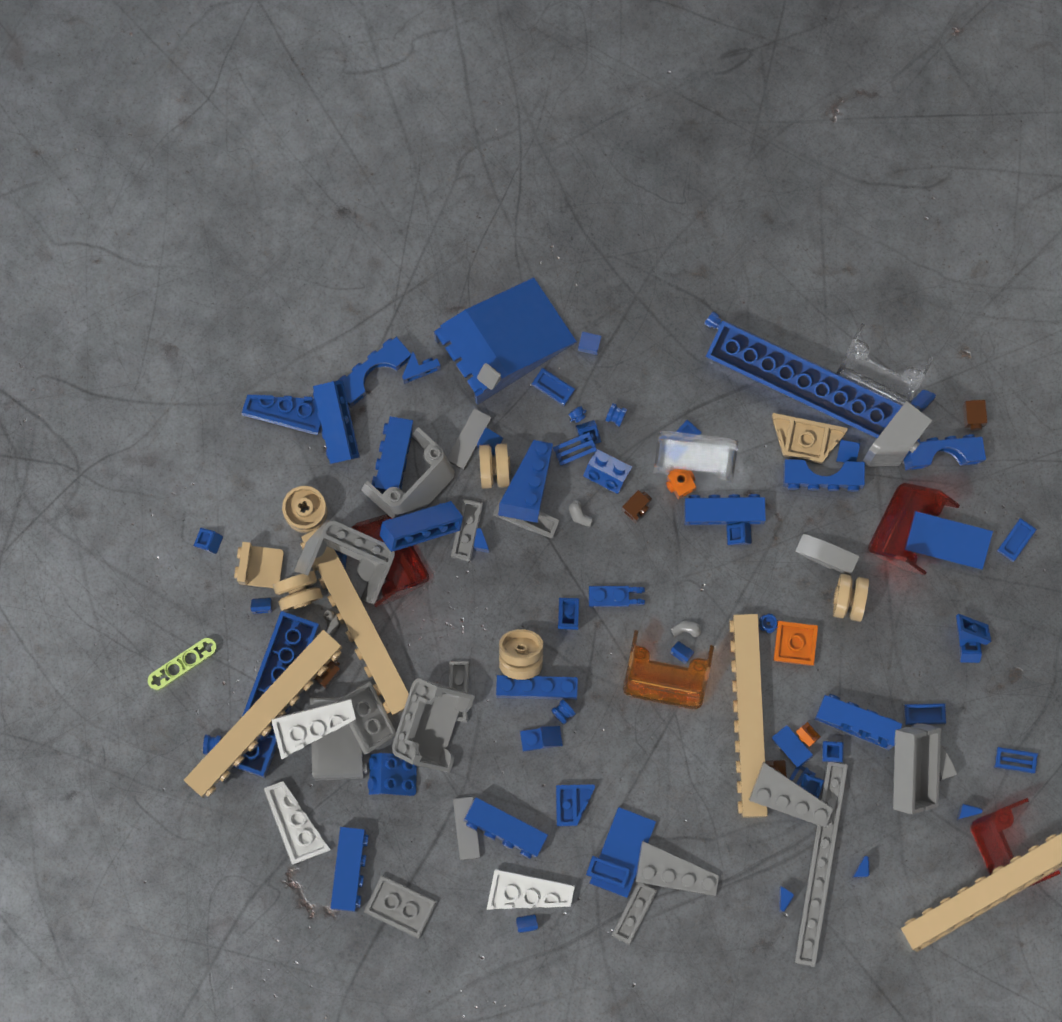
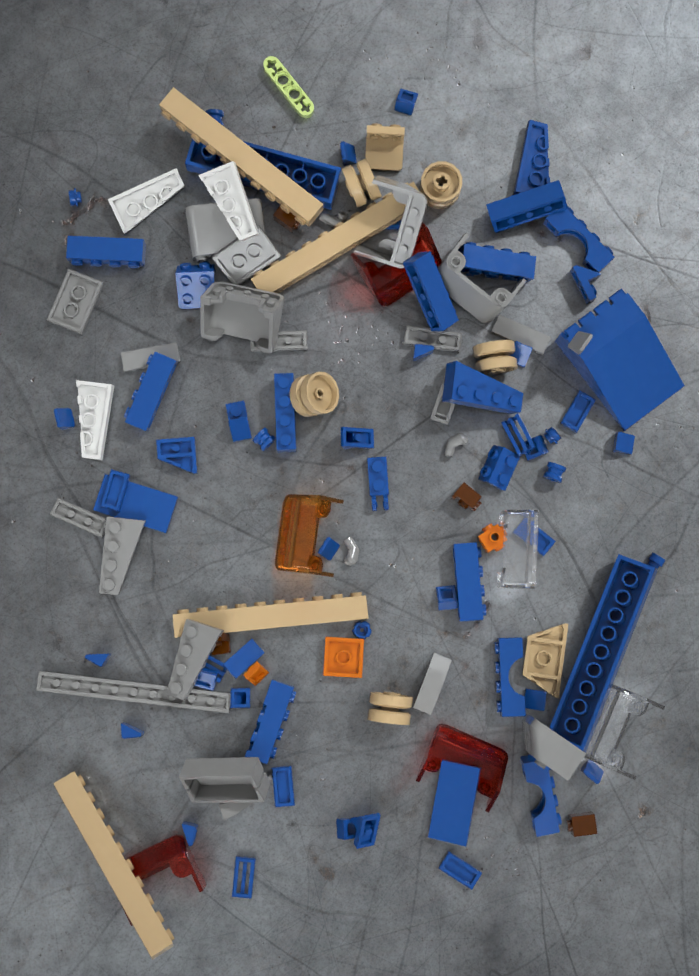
camera: 85 degrees right, 5 degrees up
(286, 901) = (74, 197): none -> blue plate

